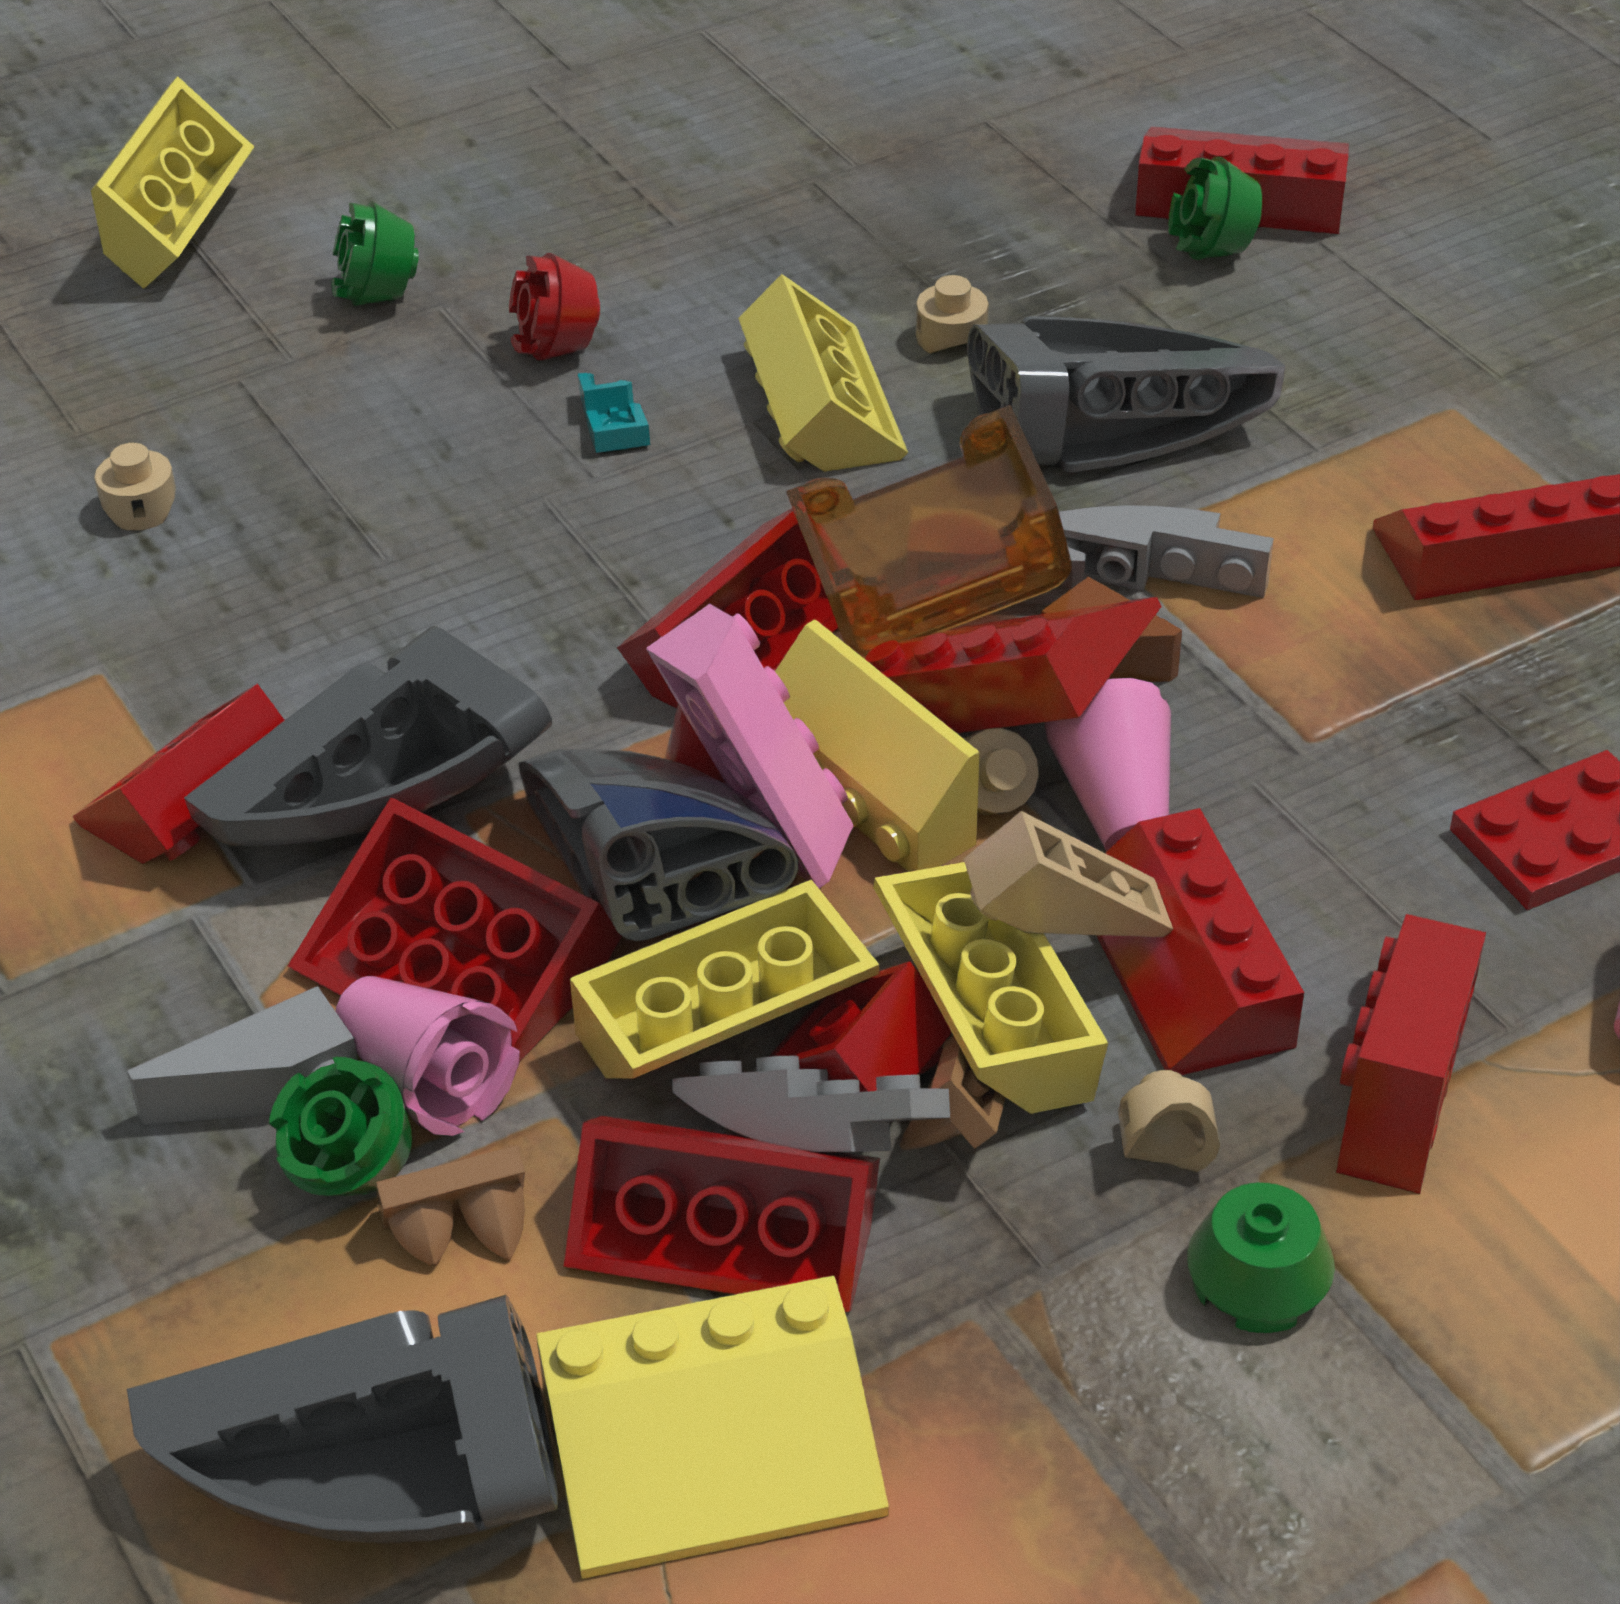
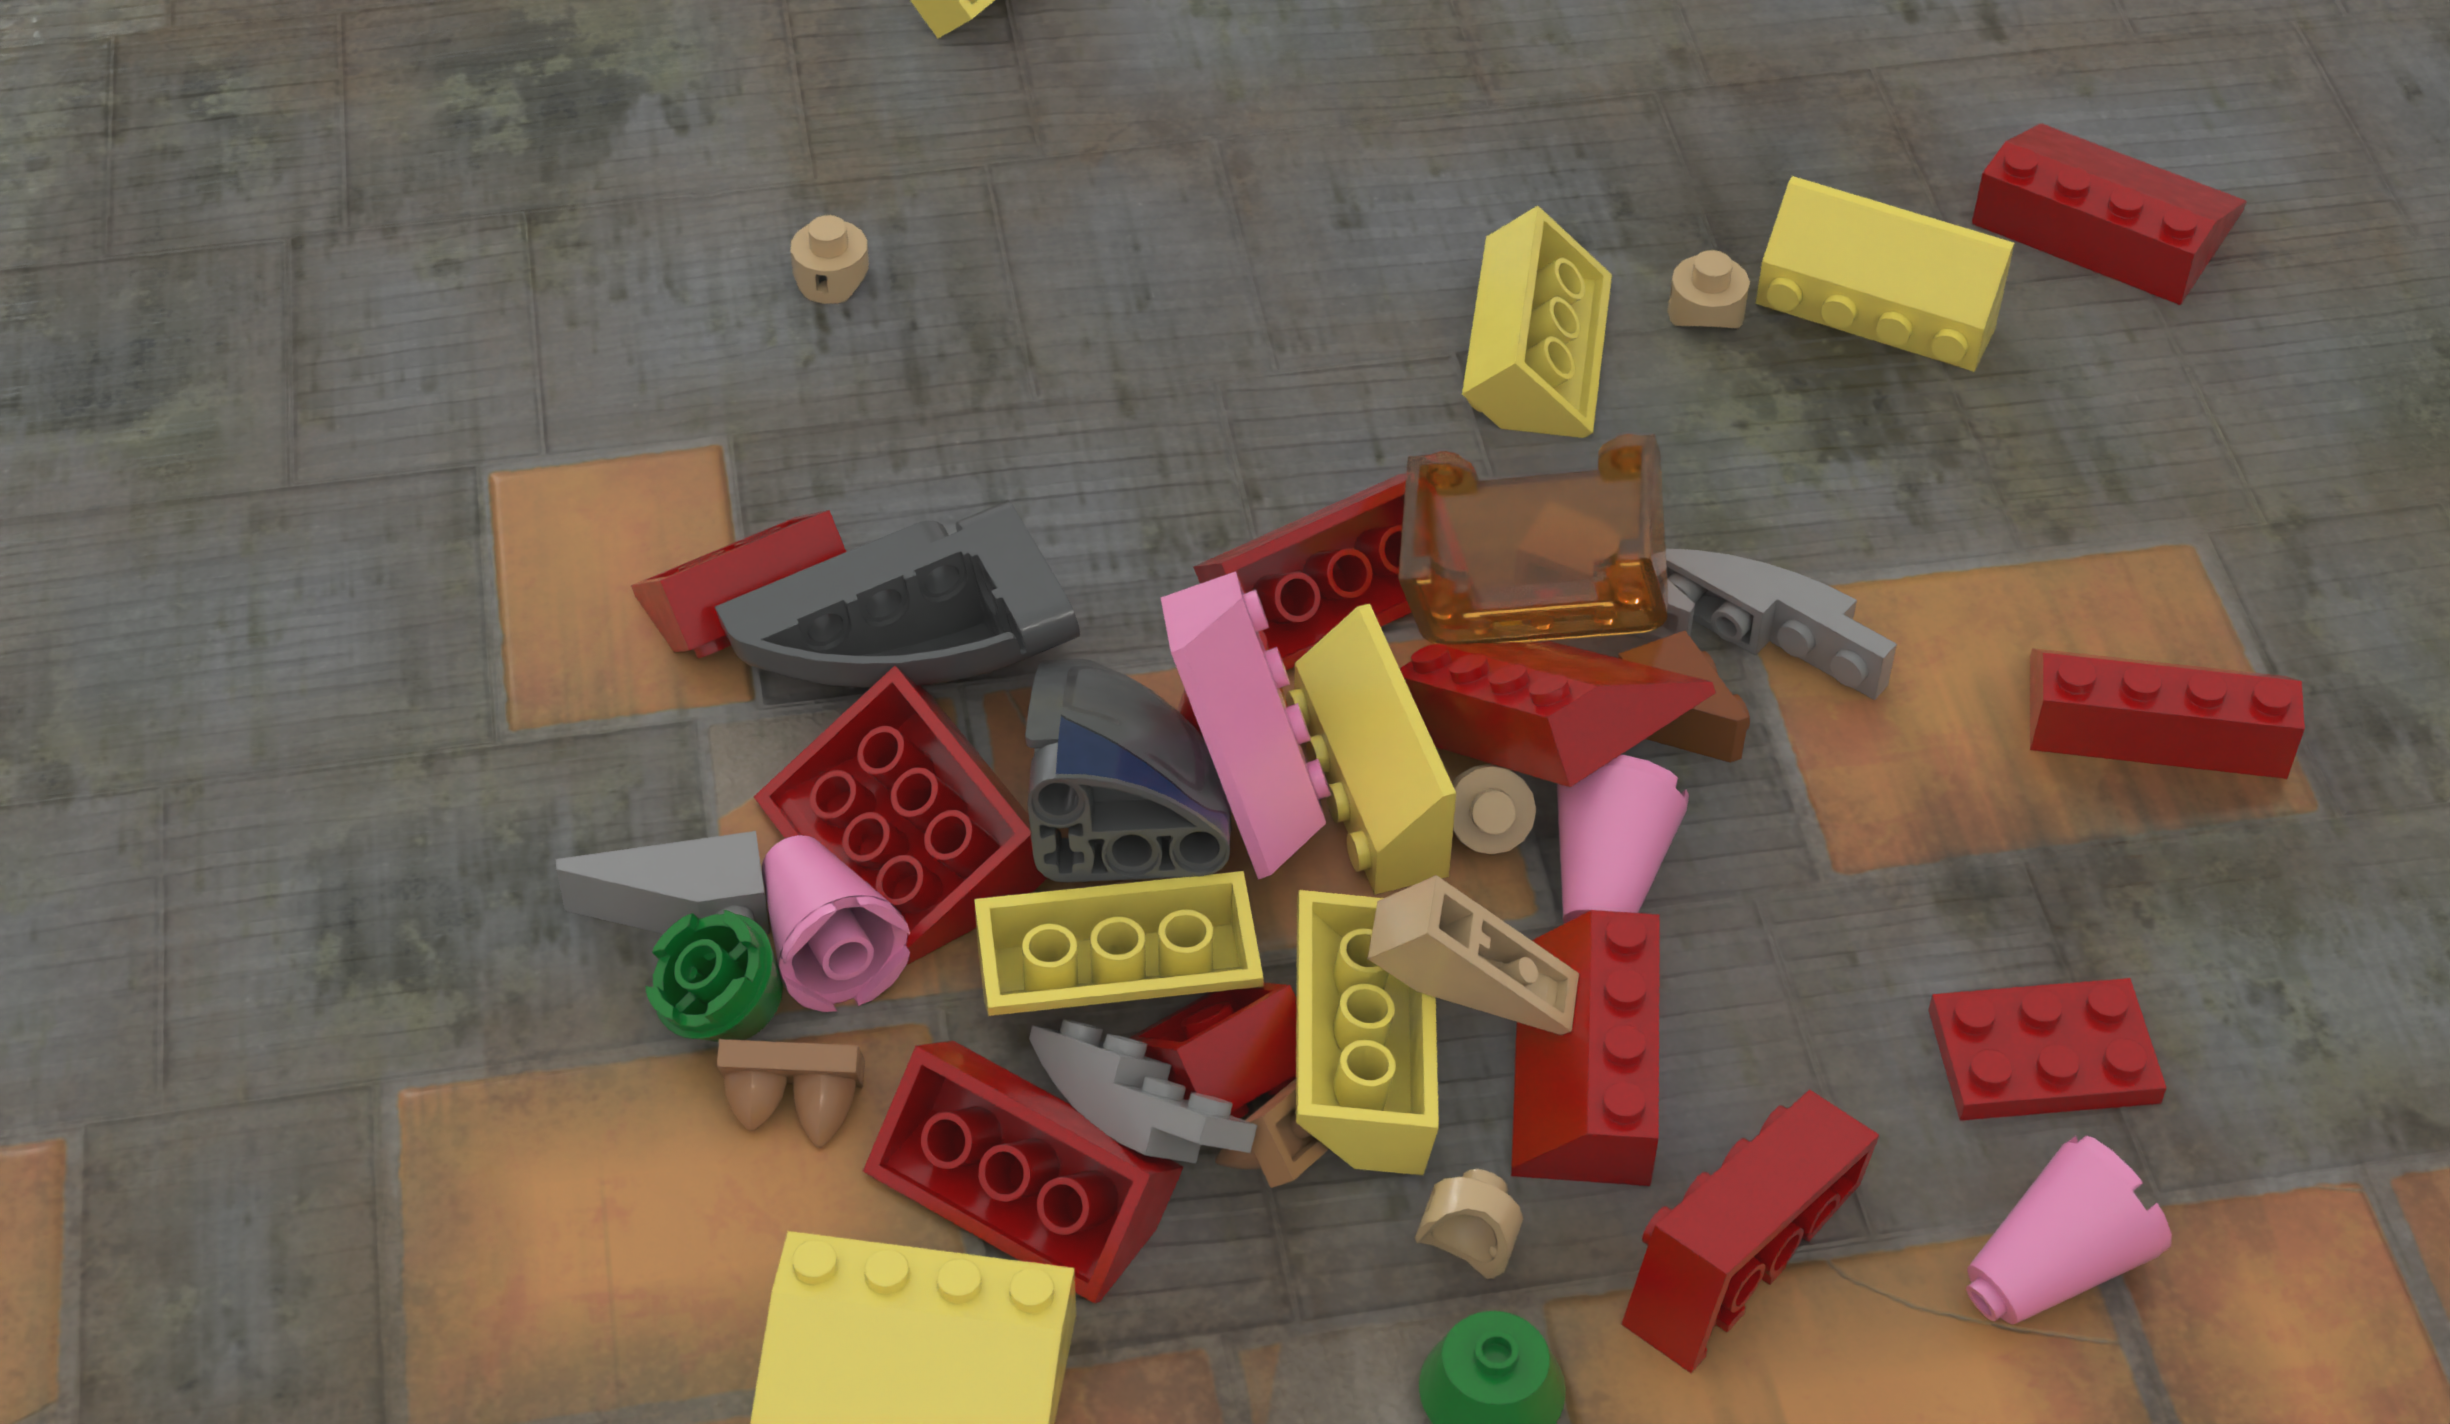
camera: 20 degrees right, 5 degrees up
(365, 1428) = (611, 1268): dark grey panel -> none
(373, 255) = (1159, 68): green cone -> none
(554, 307) = (1307, 175): red cone -> none
(612, 415) = (1318, 309): teal slope -> none
(1099, 258) = (1884, 273): none -> light yellow slope
(1115, 388) = (1824, 426): dark grey panel -> none
(1216, 211) = (2049, 247): green cone -> none

